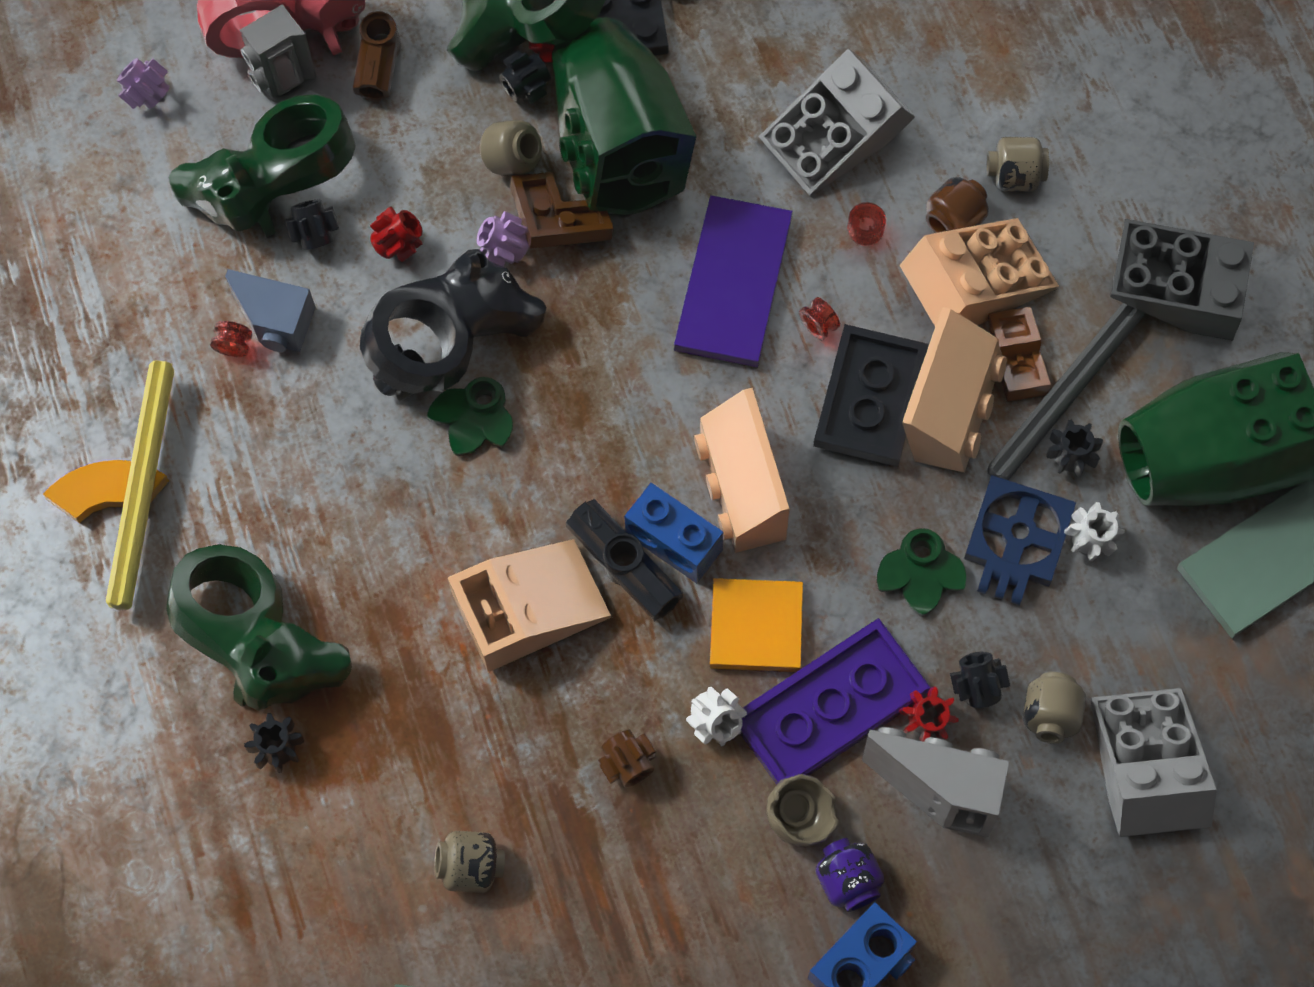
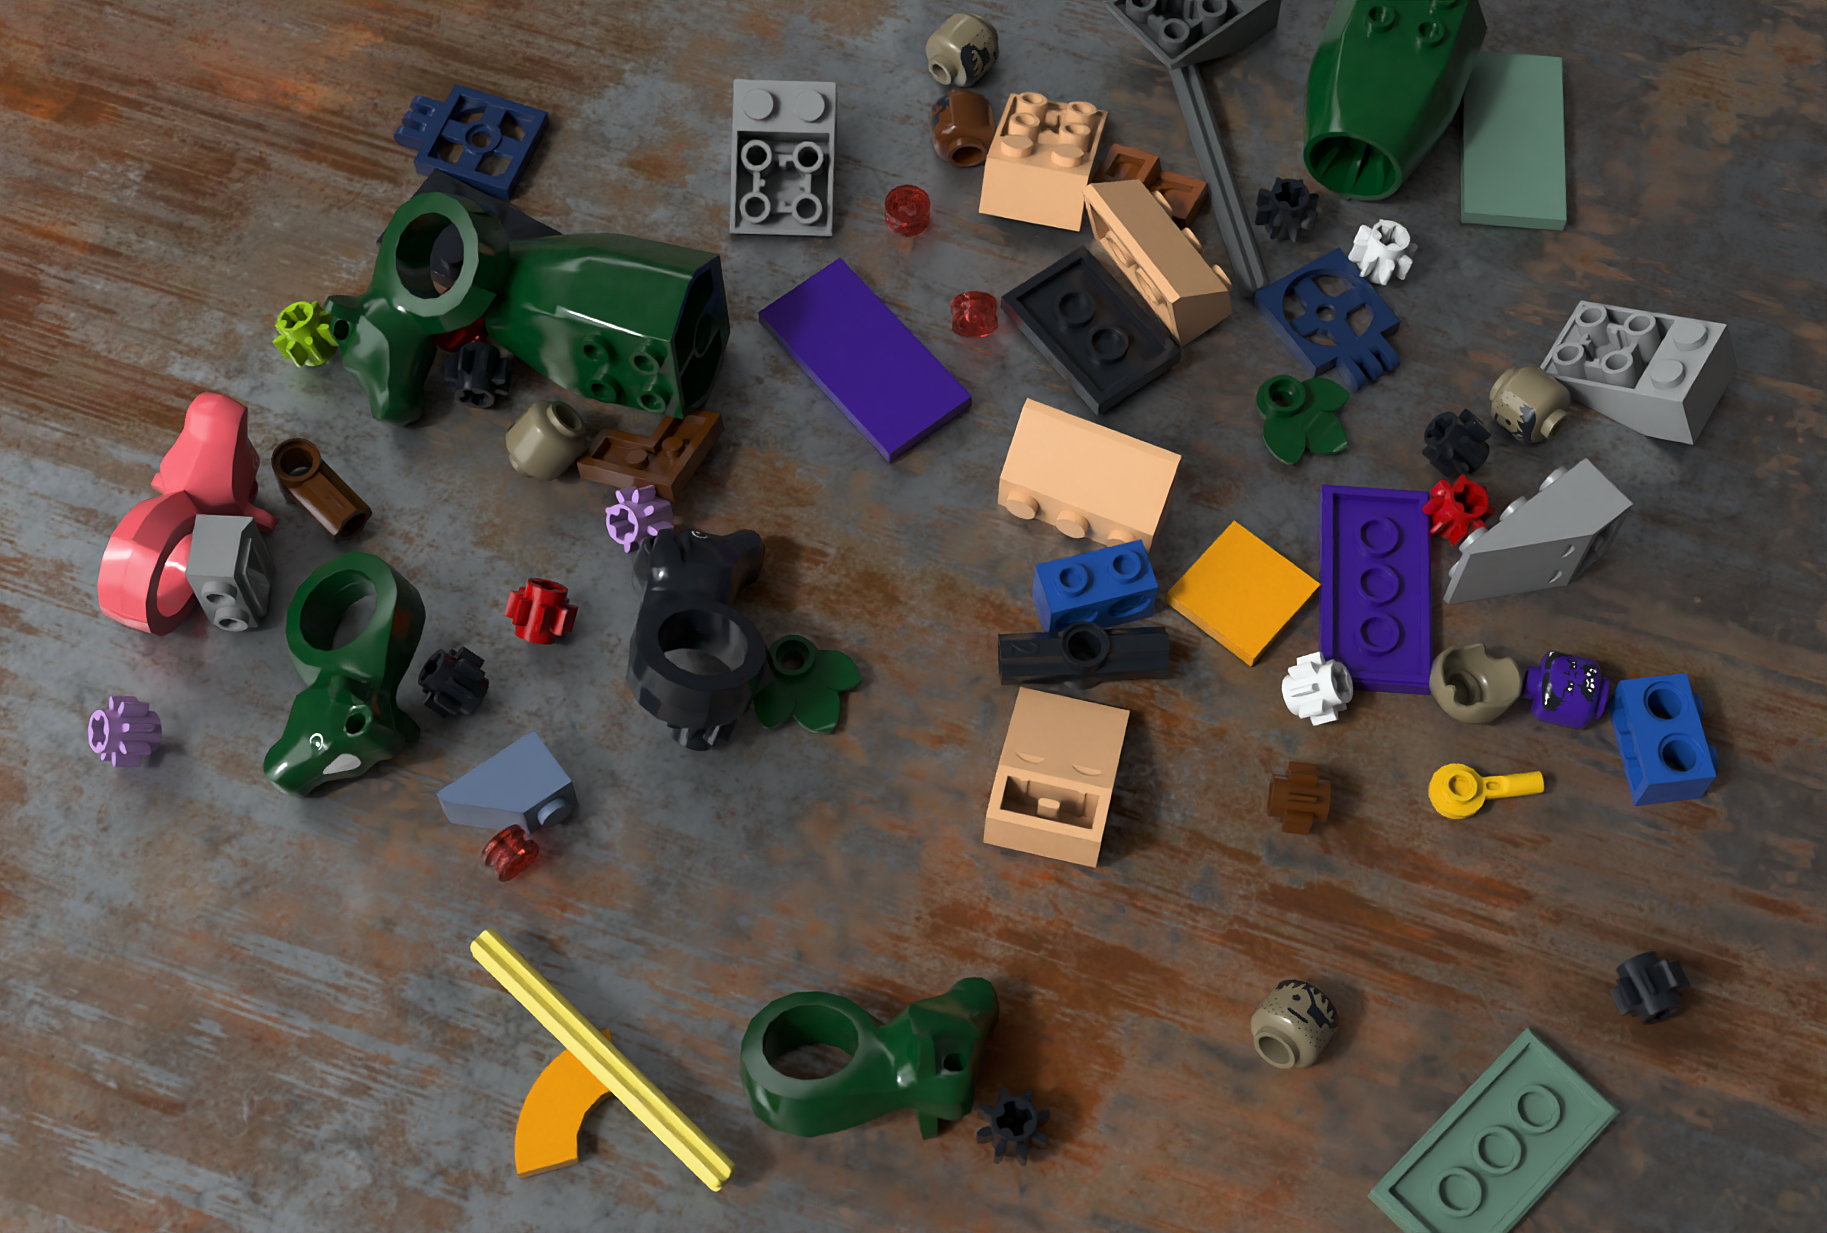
camera: 55 degrees left, 5 degrees down
(720, 858) = (1461, 791): none -> yellow plate

